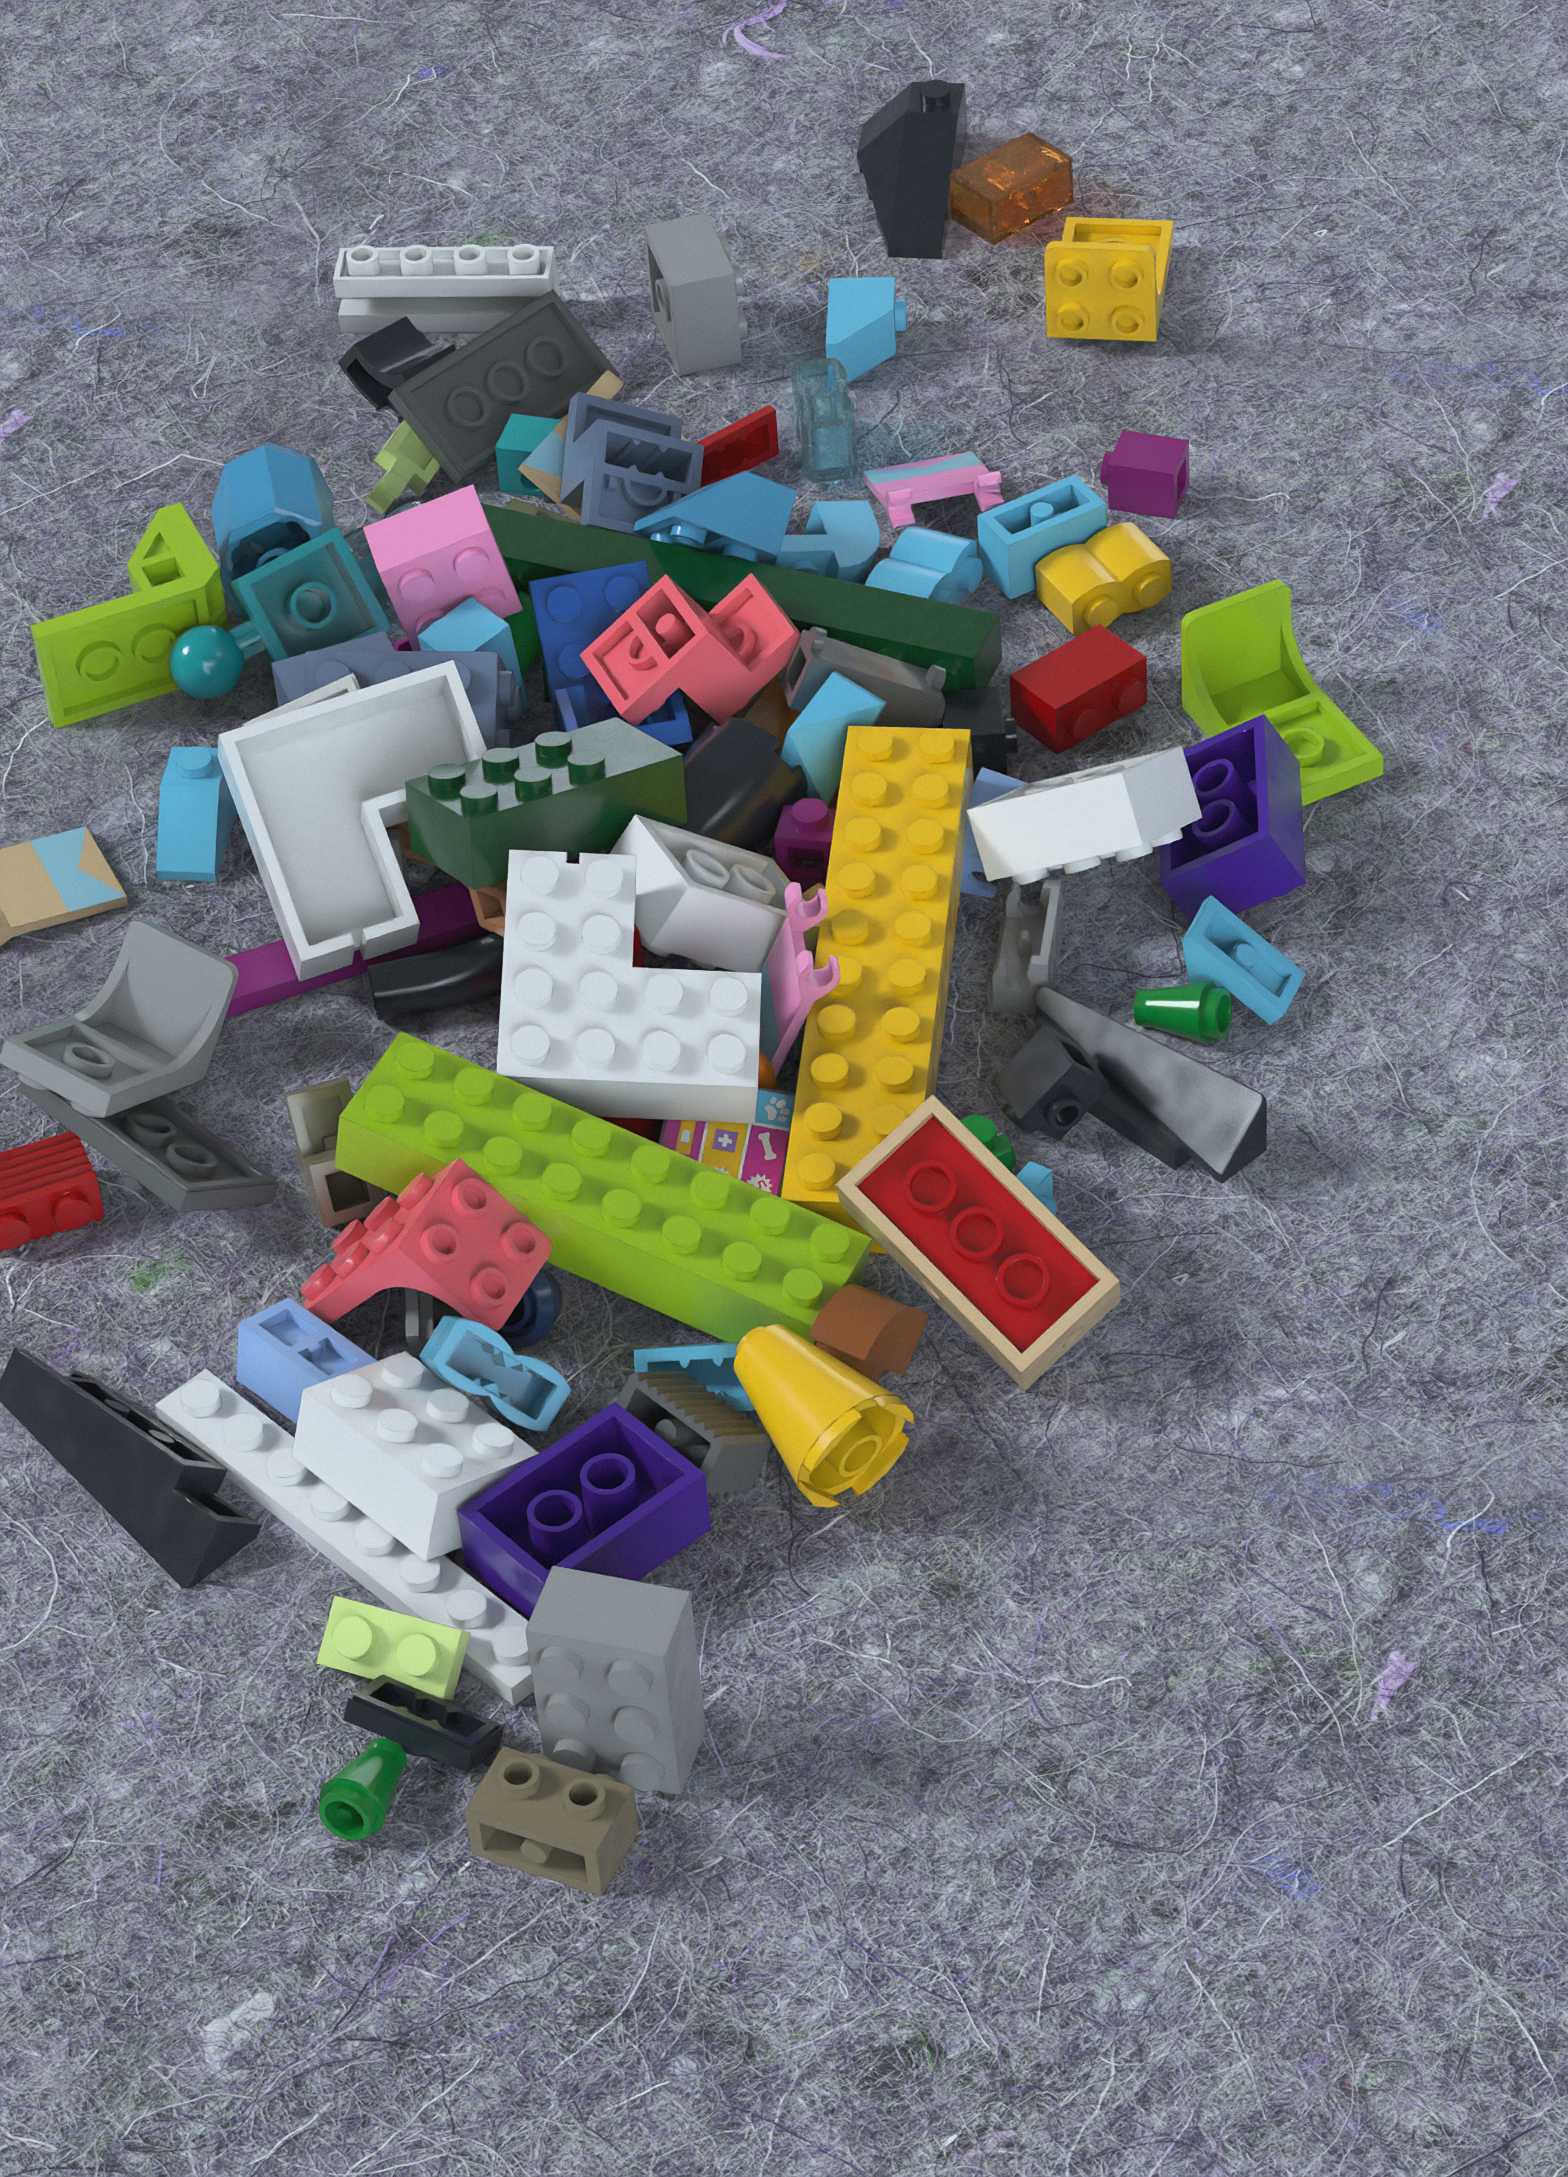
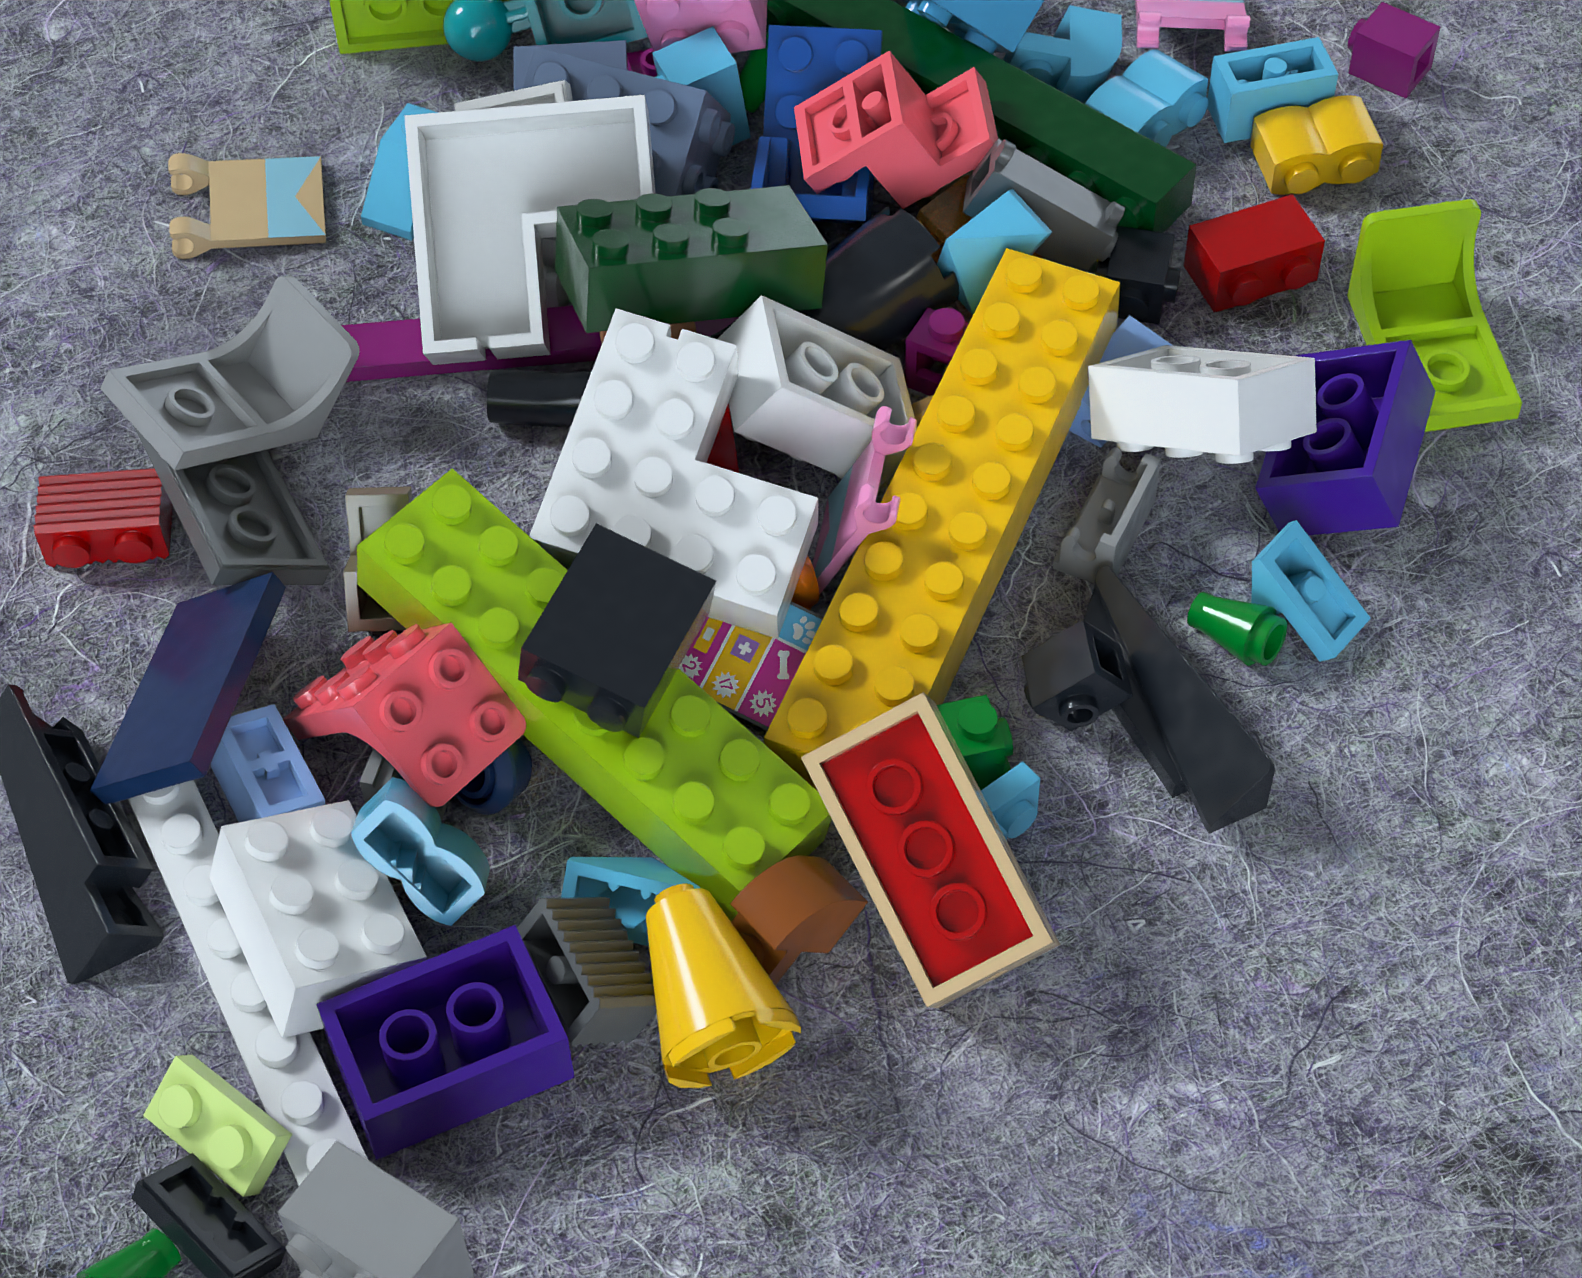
camera: 15 degrees right, 10 degrees up
(198, 1305) = (189, 690): none -> dark blue tile
(620, 1124) = (615, 631): none -> black brick

